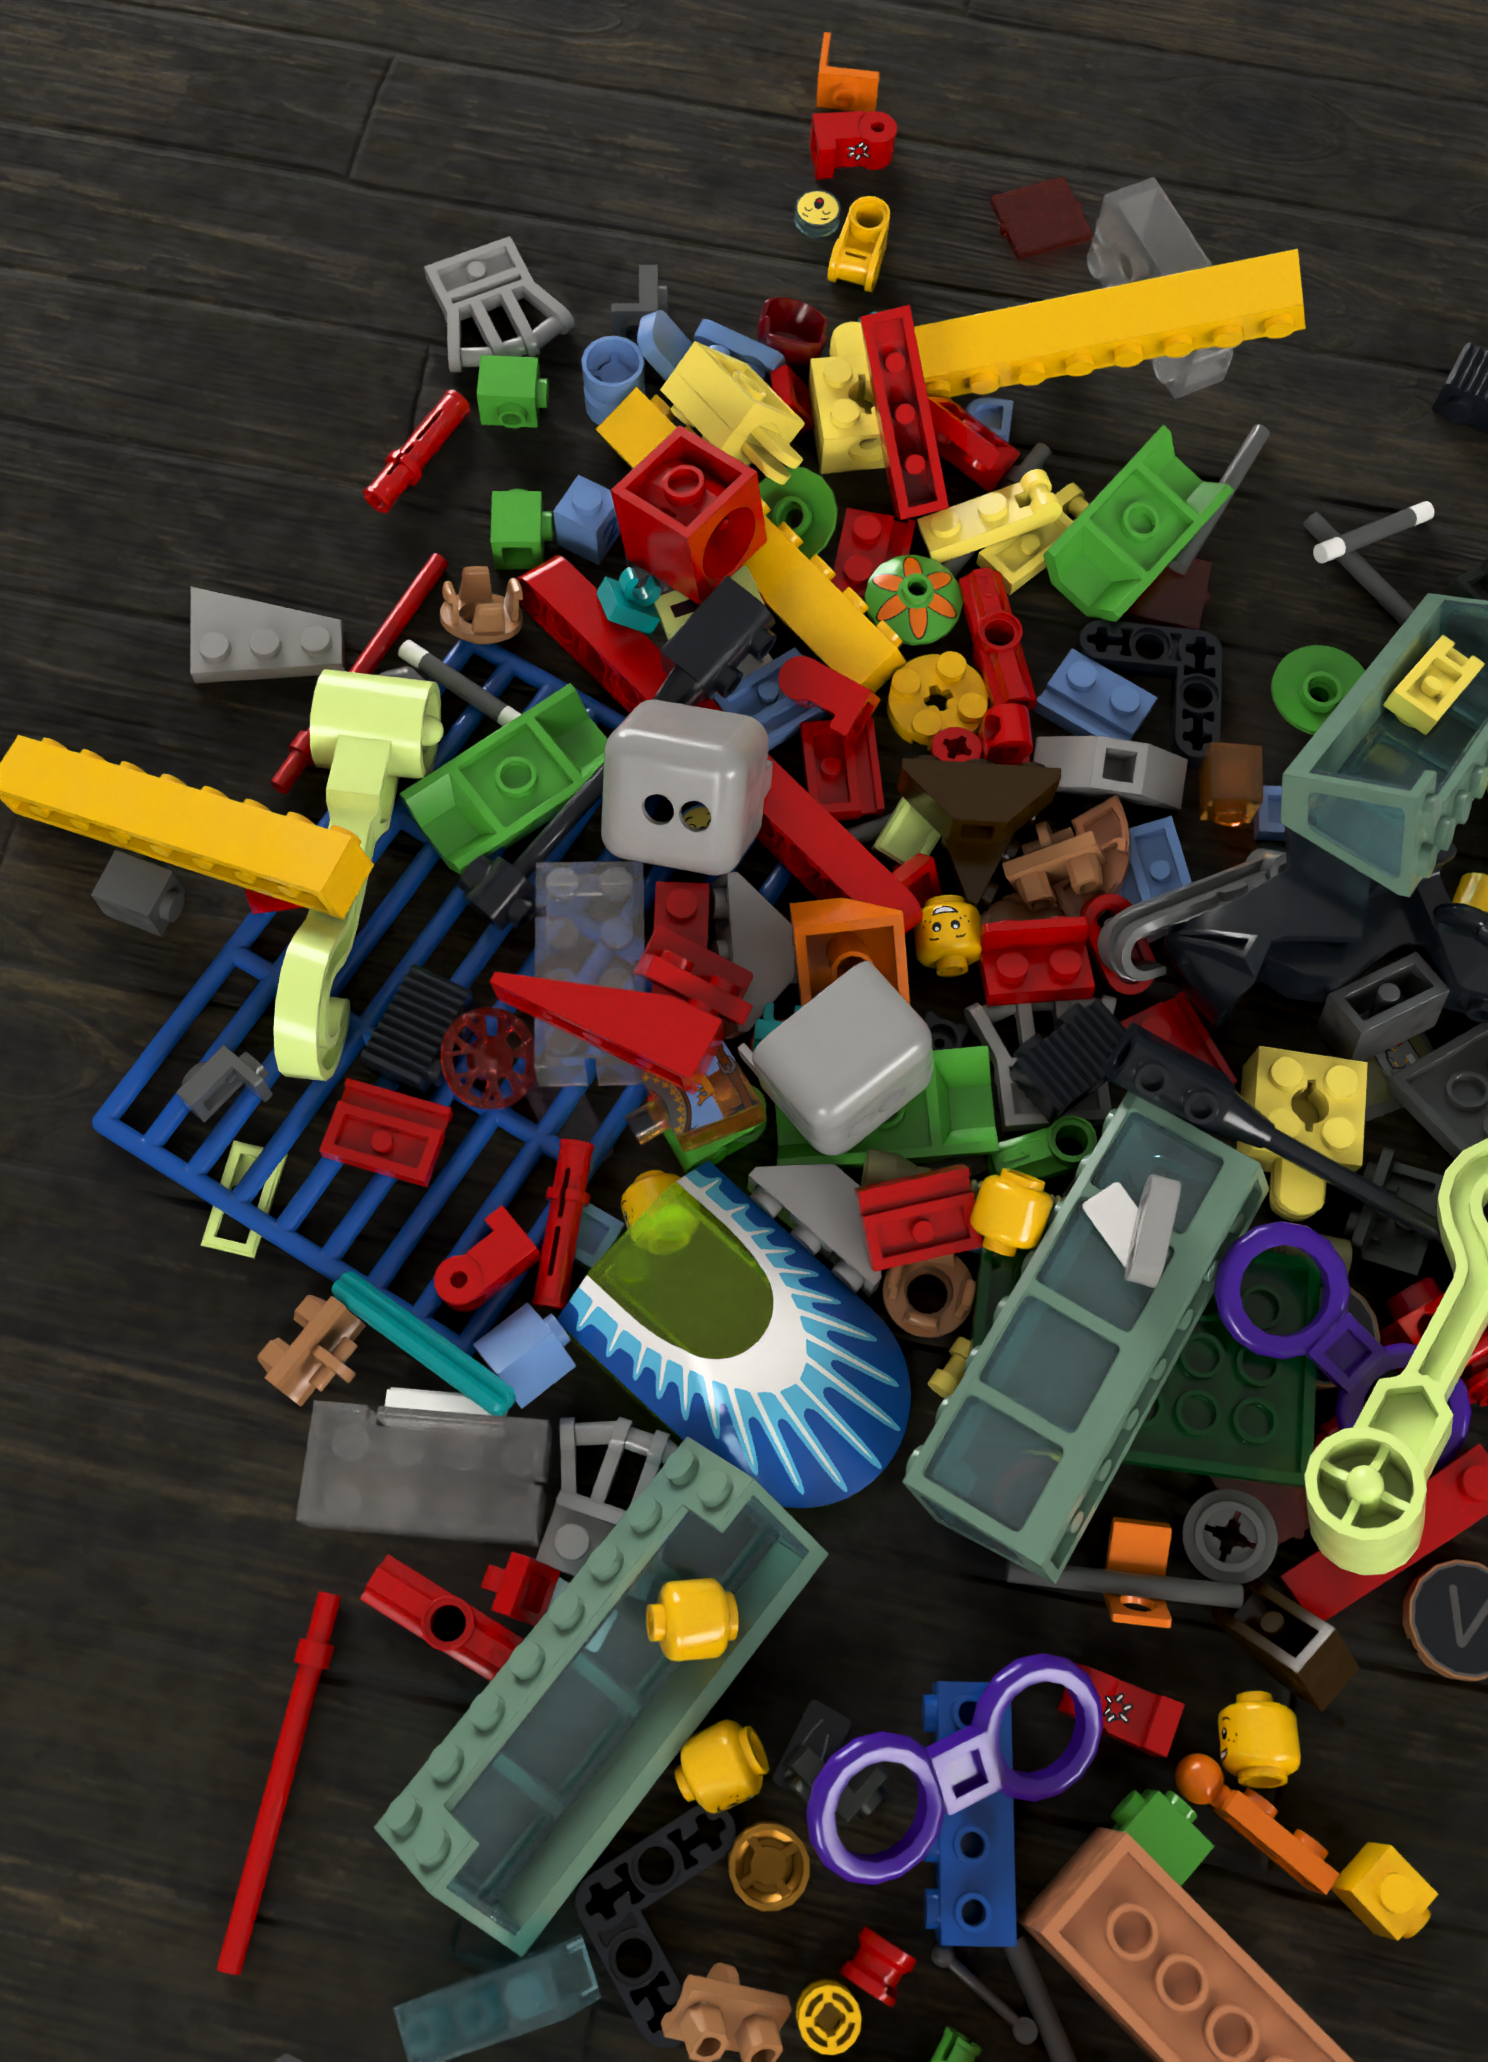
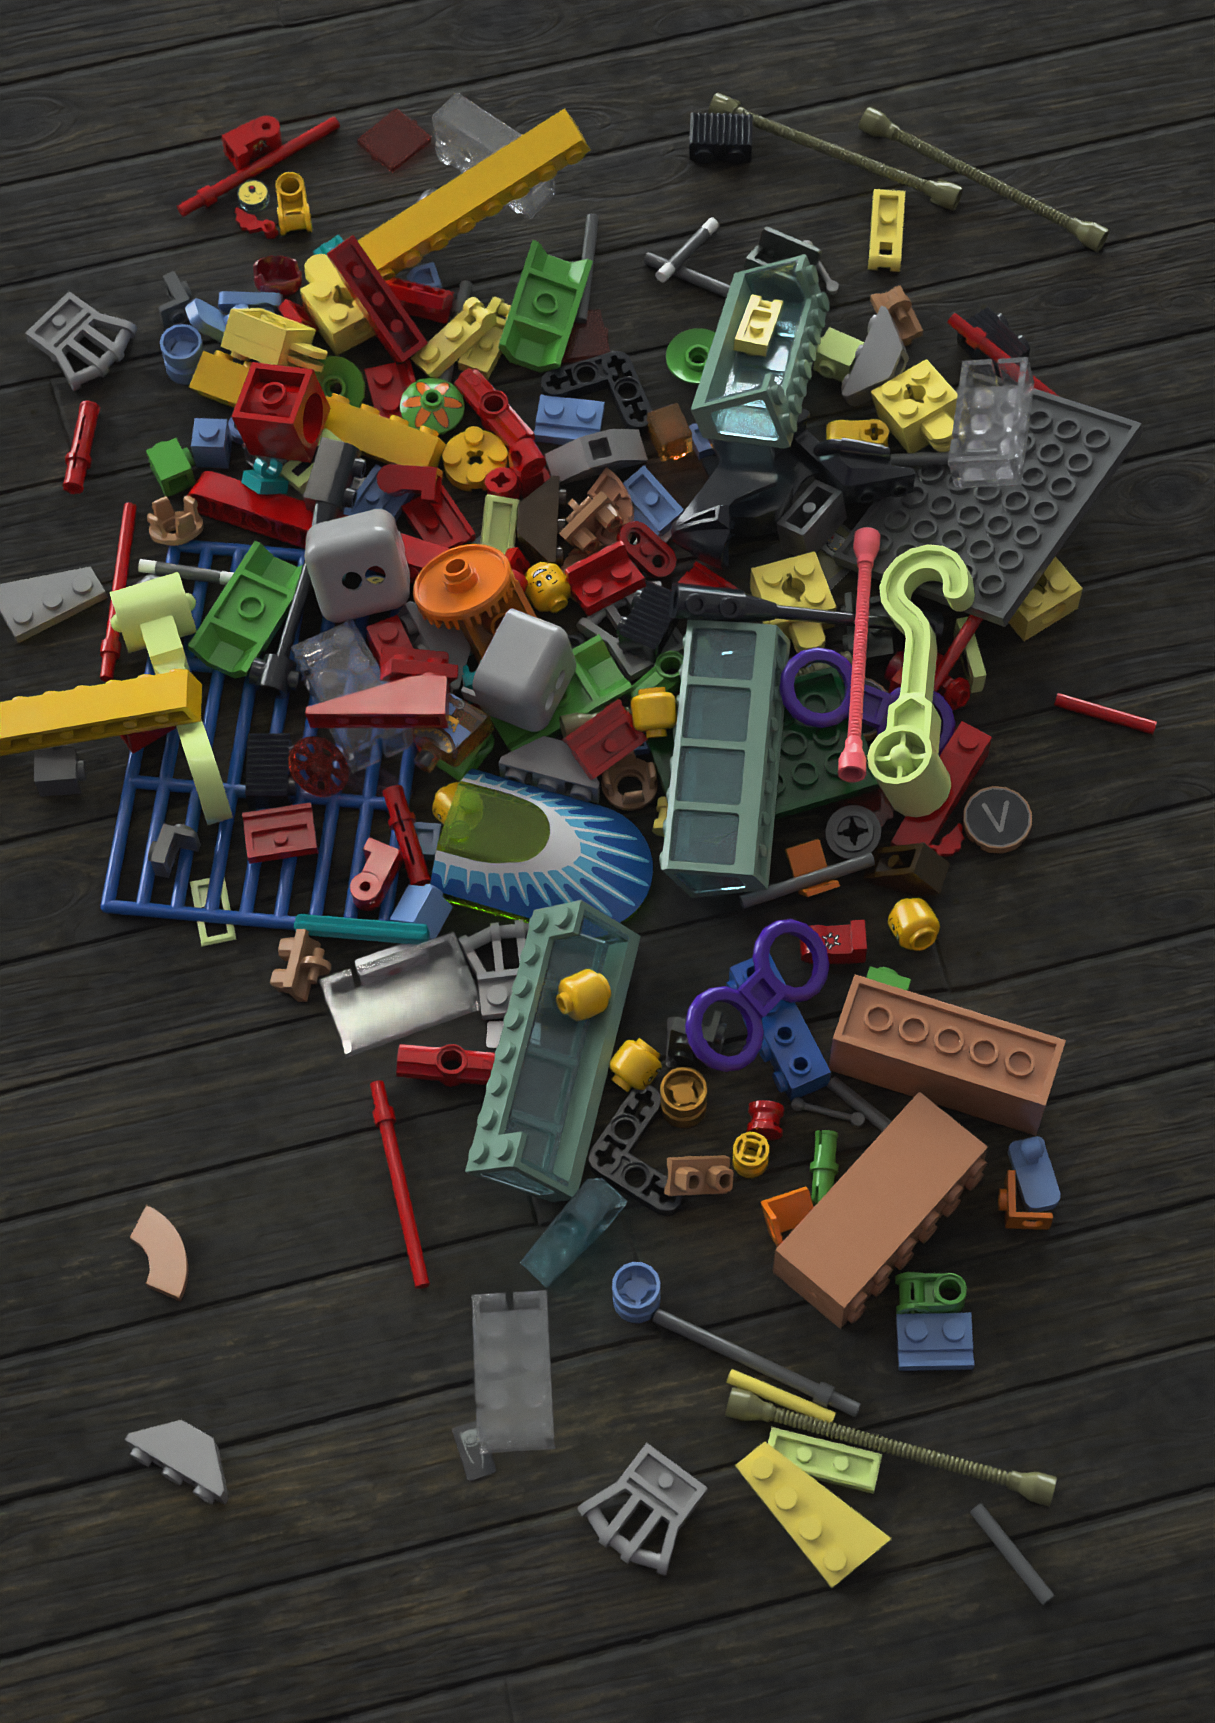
camera: 20 degrees left, 5 degrees down
(511, 391) = (121, 386): bright green brick -> none
(521, 1588) = (481, 1029): red tile -> none
(758, 188) = (208, 195): none -> red bar
(796, 250) = (250, 223): none -> red piece
(820, 887) = (463, 585): none -> orange wheel
(843, 86) = (229, 109): orange bracket -> none
(976, 797) = (526, 501): dark brown slope -> none
(1114, 1217) = (718, 690): white sticker -> none
(1152, 1230) = (733, 681): light grey beam -> none
(1178, 906) = (664, 516): dark grey piece -> none
(1250, 1814) = (931, 964): orange plate -> none
(1285, 1446) = (852, 760): none -> coral hose
(1370, 1623) = (950, 843): none -> red piece
(1385, 1892) = (1010, 964): yellow brick -> none

